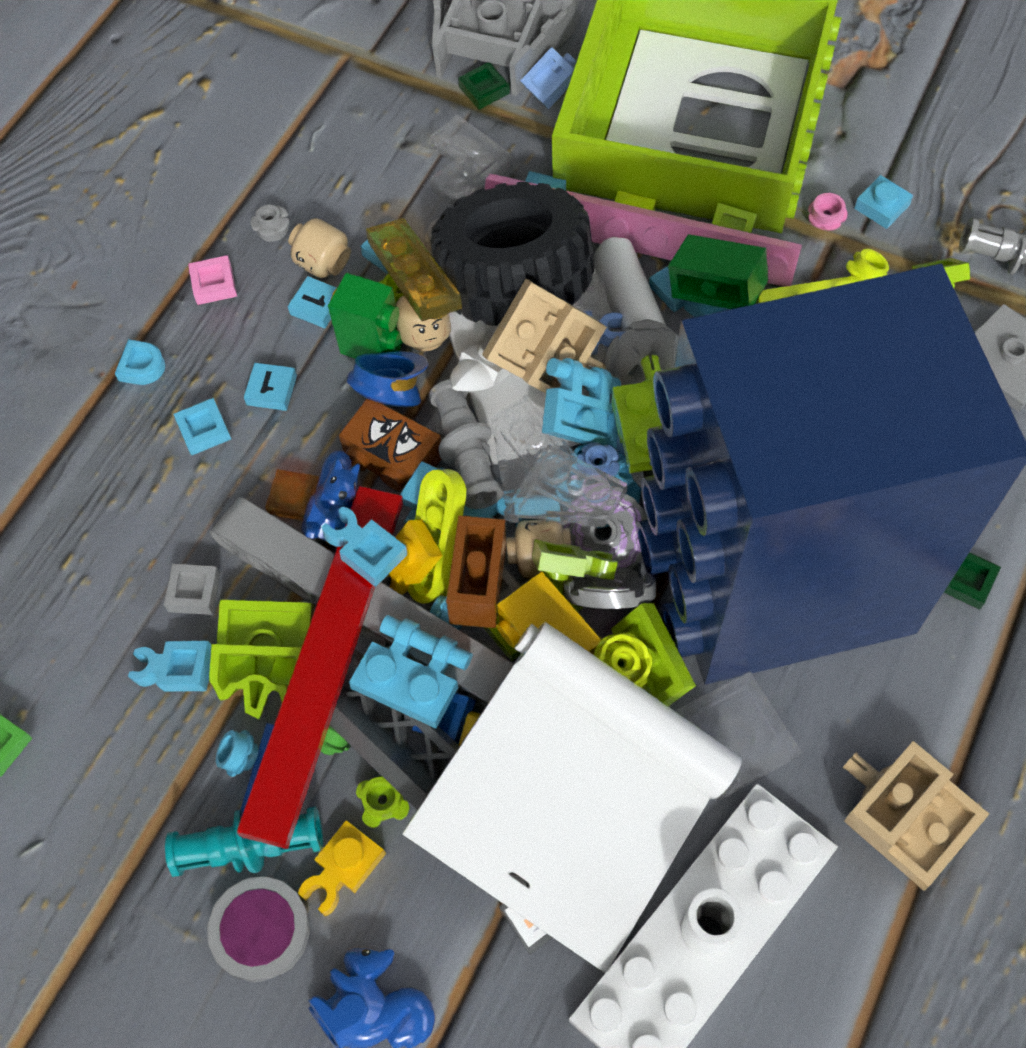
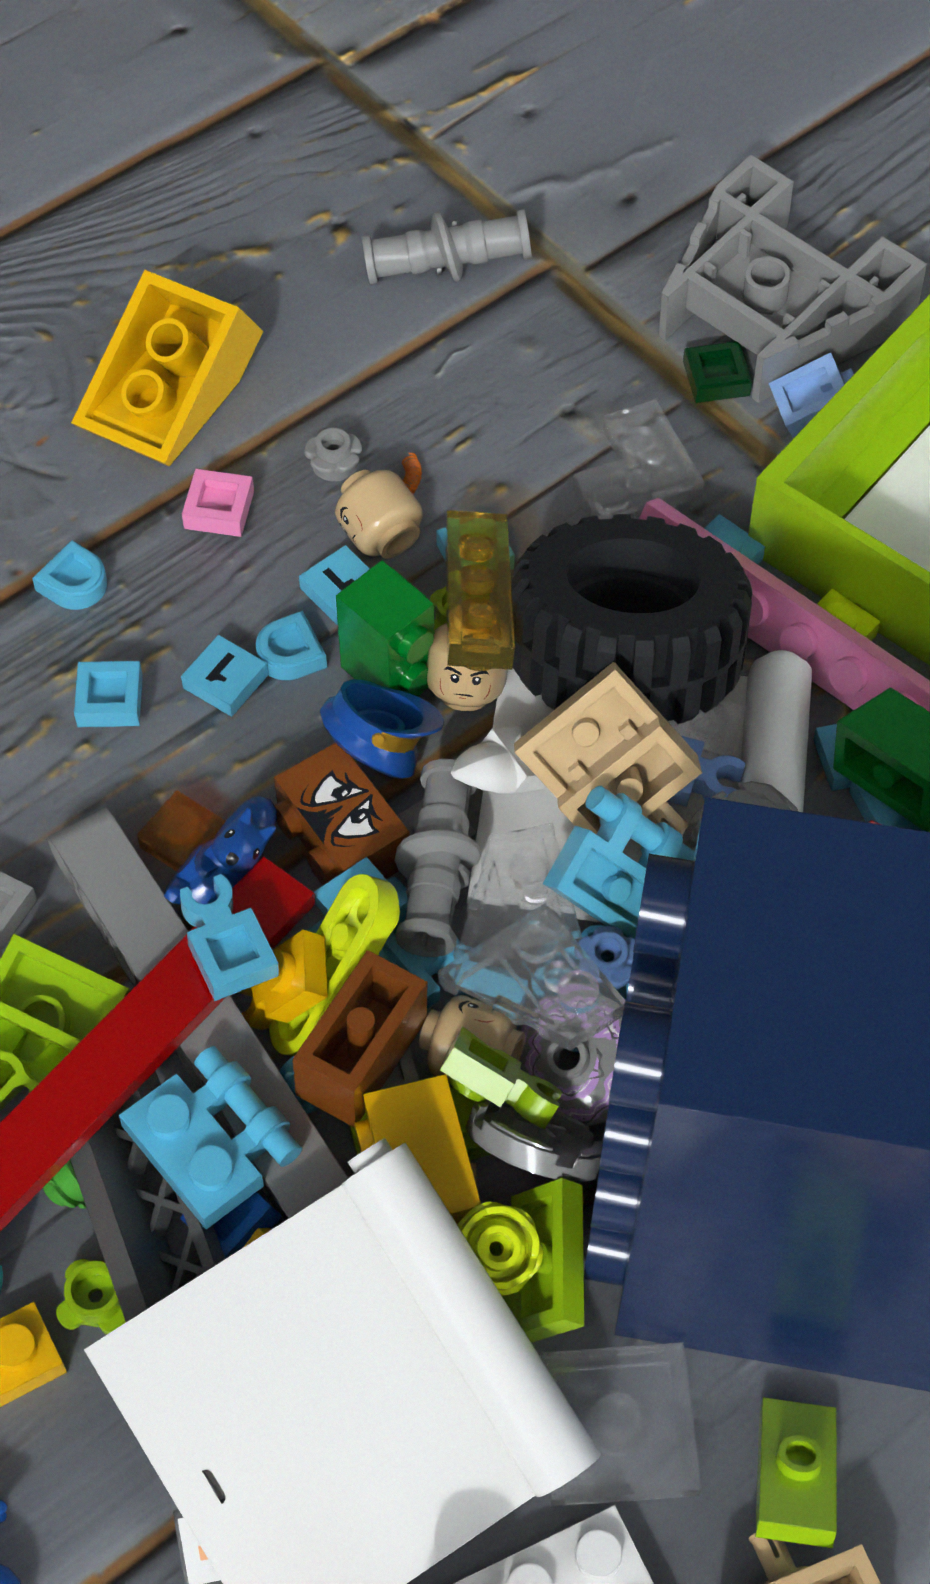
camera: 20 degrees right, 5 degrees down
(136, 207) = (166, 368): none -> yellow slope
(280, 66) = (446, 246): none -> light grey piece
(304, 353) = (290, 648): none -> medium azure tile
(324, 216) = (409, 472): none -> orange leg
(853, 717) = (797, 1473): none -> lime plate

